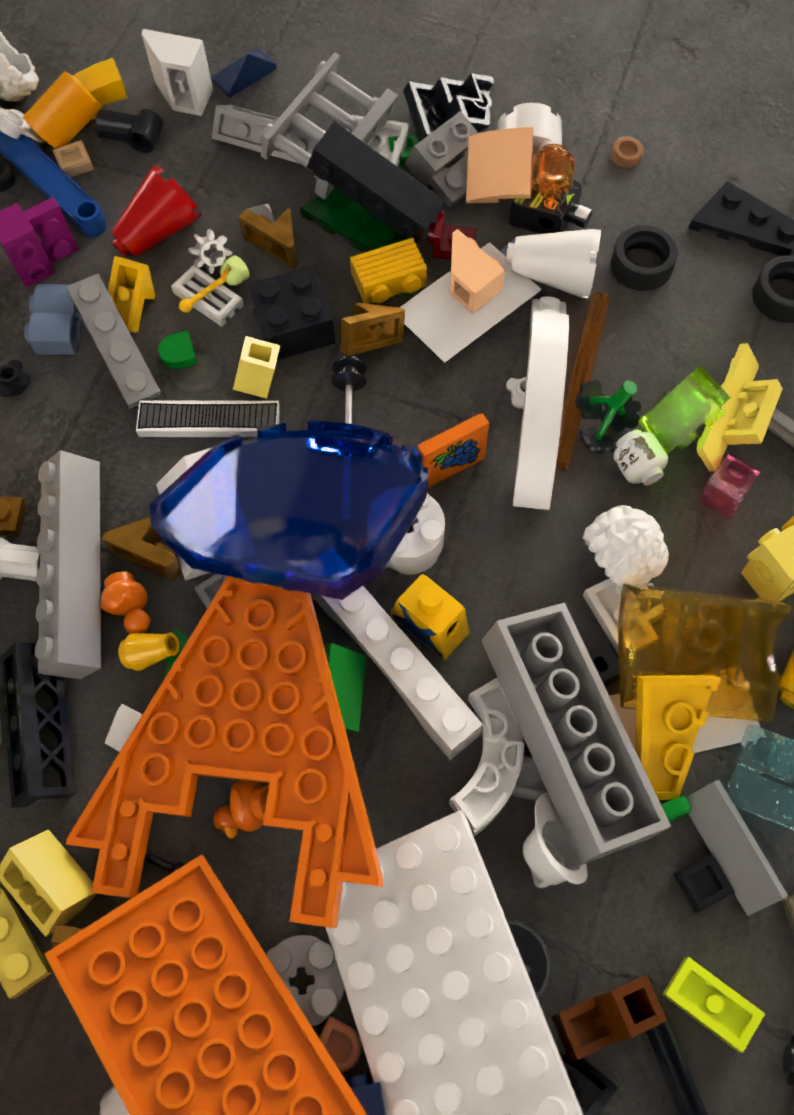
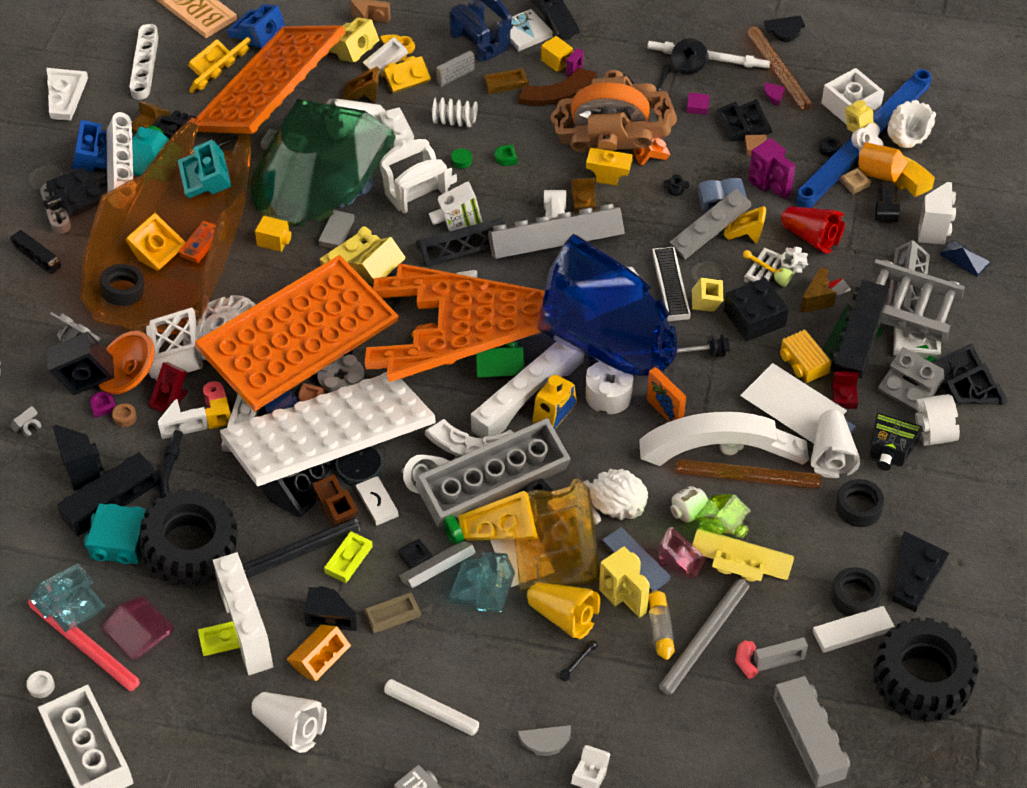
camera: 80 degrees right, 15 degrees down
(126, 598) = (540, 264): orange animal -> none
(144, 649) = (510, 274): yellow cone -> none
(177, 351) = (717, 260): green tile -> none
(371, 328) = (754, 354): pearl gold slope -> none
(473, 274) = (808, 394): light nougat slope -> none
(499, 165) = (902, 399): light nougat slope -> none
(552, 171) = (902, 426): clear orange head -> none
(589, 939) = (377, 500): none -> white tile
(619, 412) = (723, 473): black plant -> none
(627, 152) = (962, 491): medium nougat tile -> none
(720, 548) = (649, 567): none -> sand blue tile

